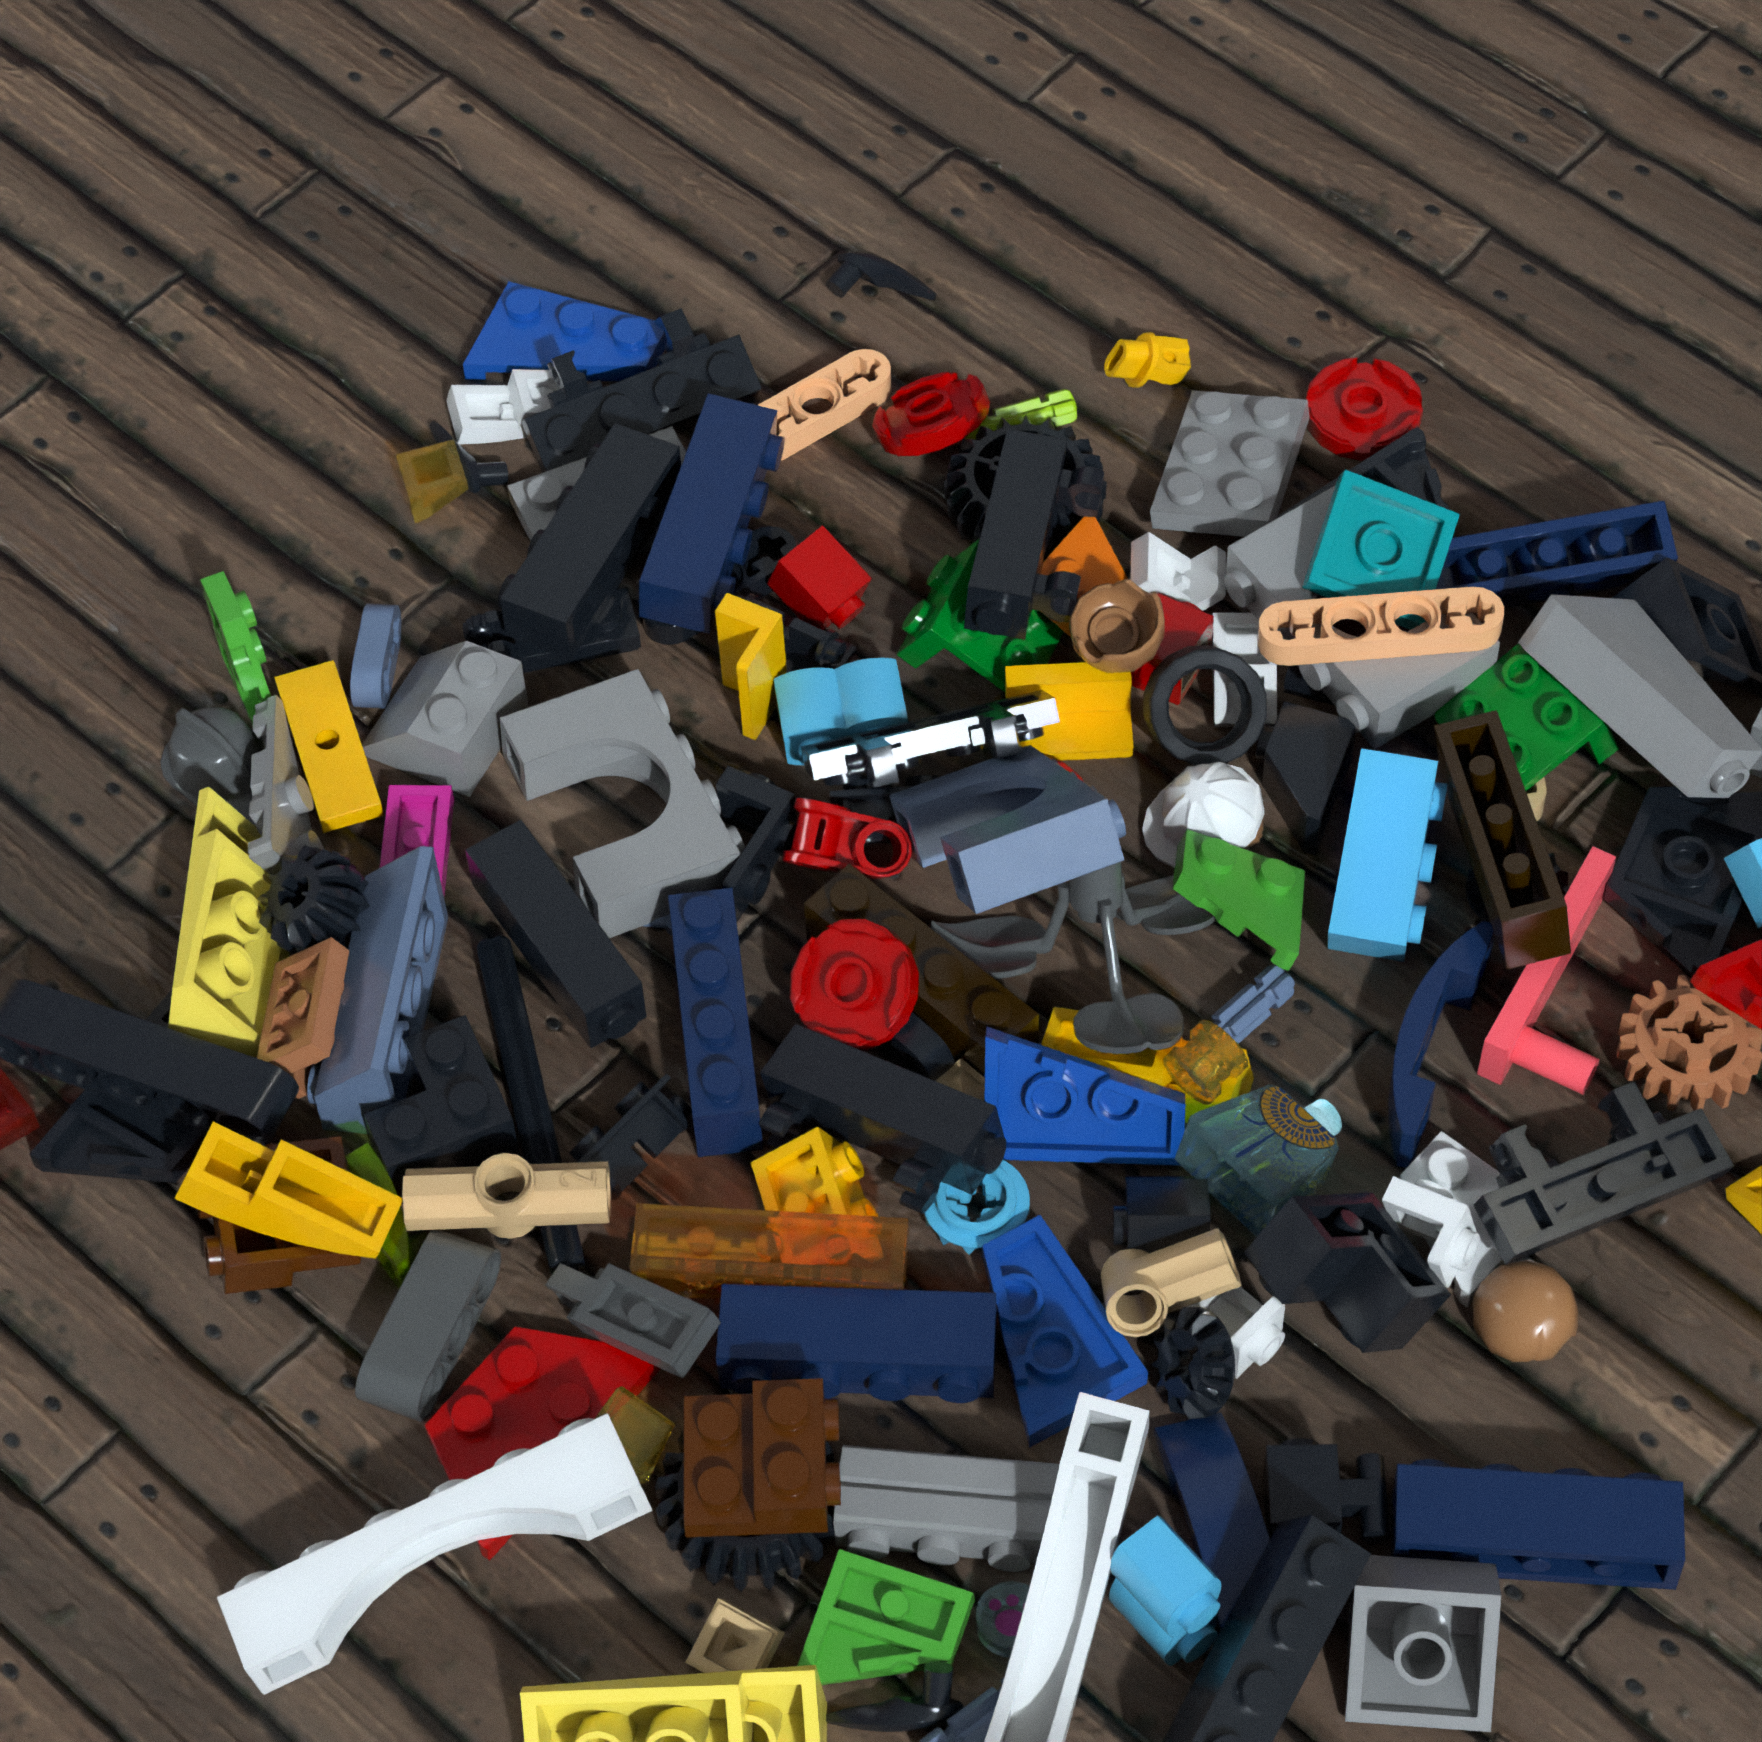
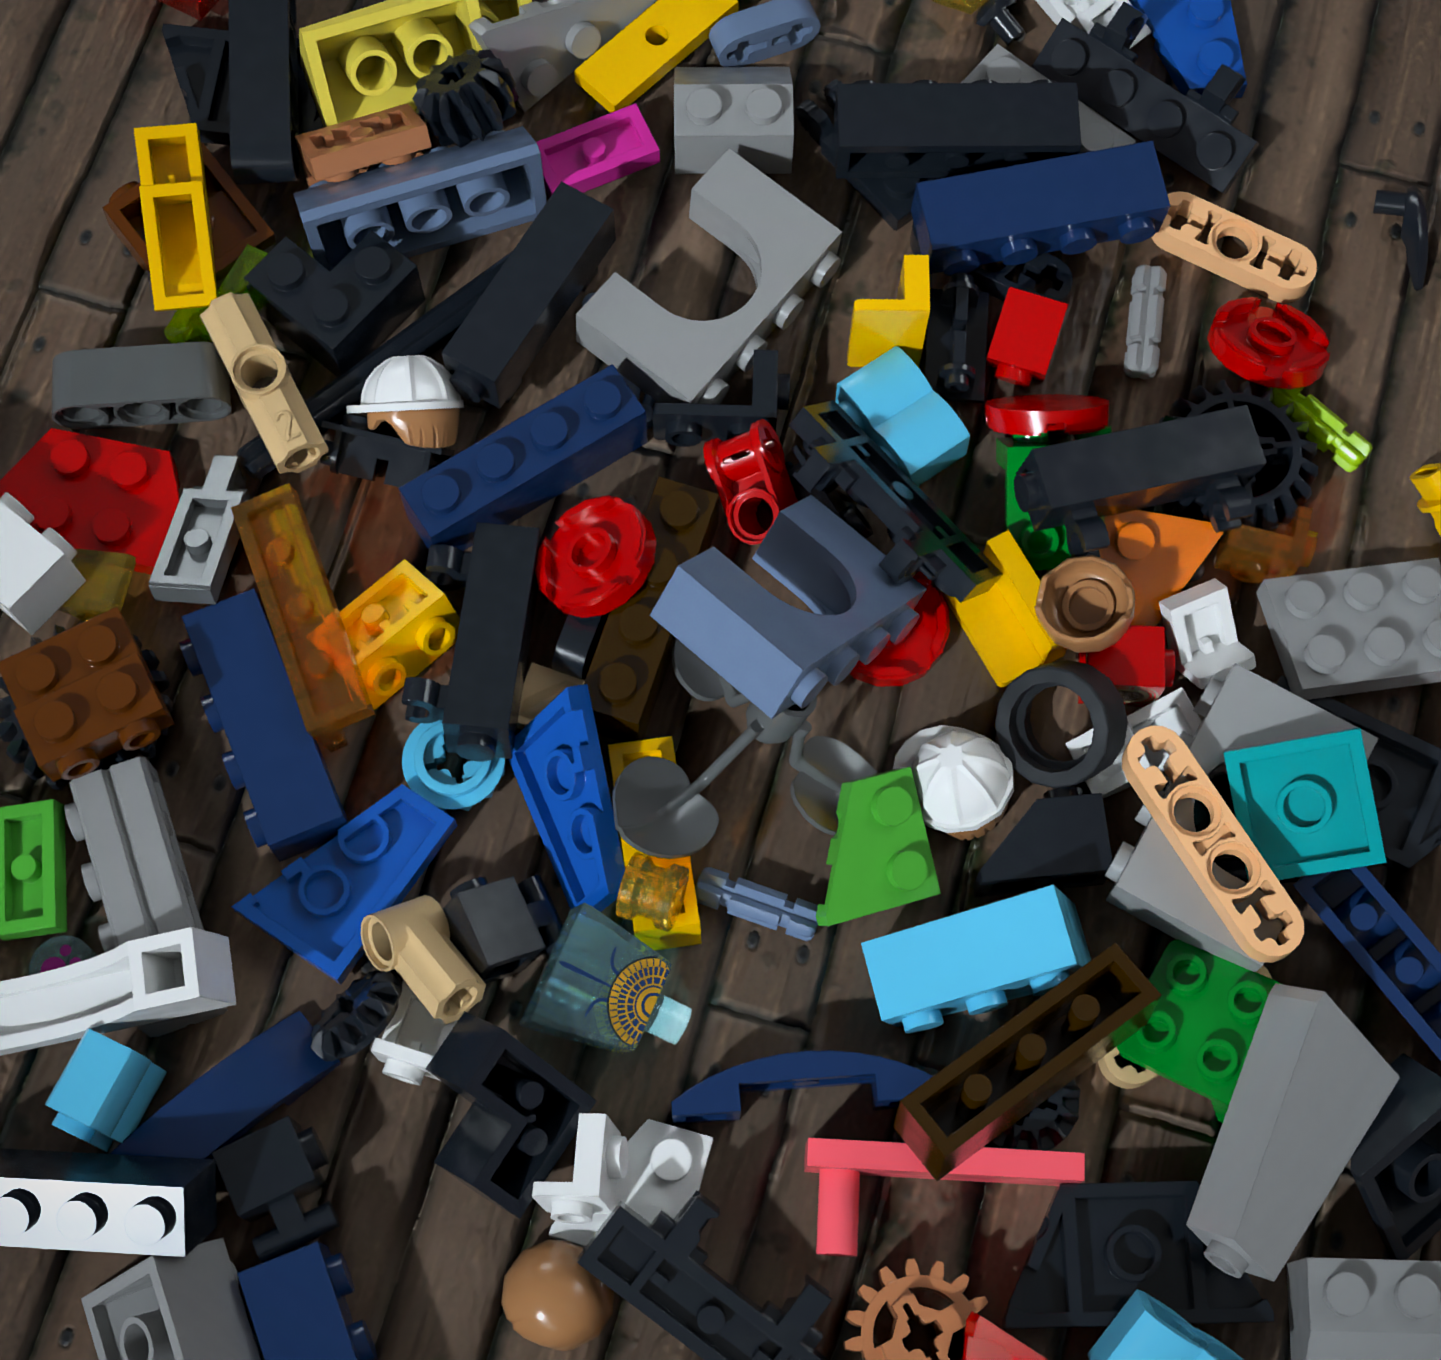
camera: 60 degrees right, 15 degrees up
(596, 1073) = (414, 400): none -> white piece
(851, 498) = (1145, 322): none -> light grey axle
(908, 595) = (1047, 412): none -> red tile
(1127, 496) = (1261, 554): none -> clear orange bracket

